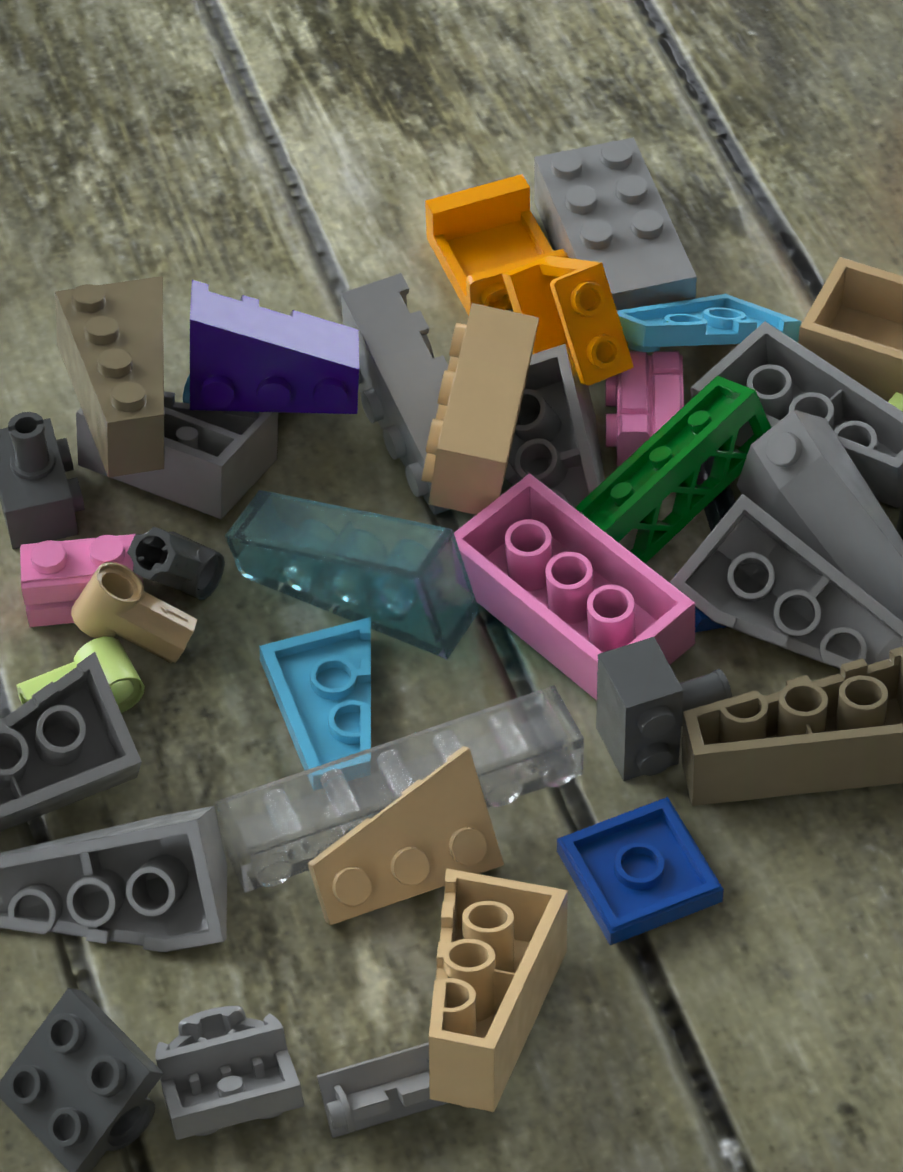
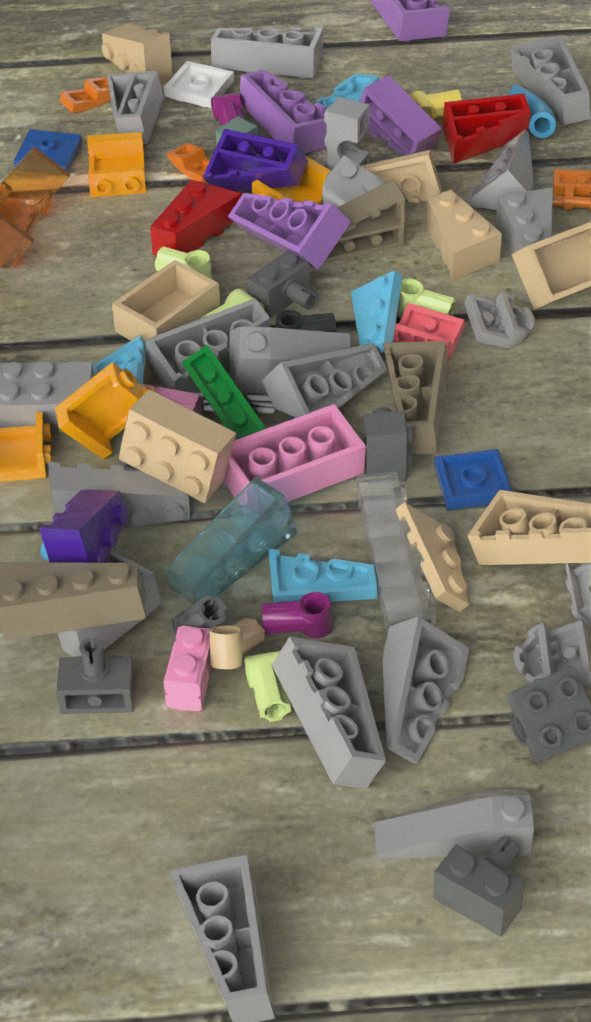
camera: 75 degrees left, 5 degrees down
(230, 692) = (308, 615): none -> magenta piece

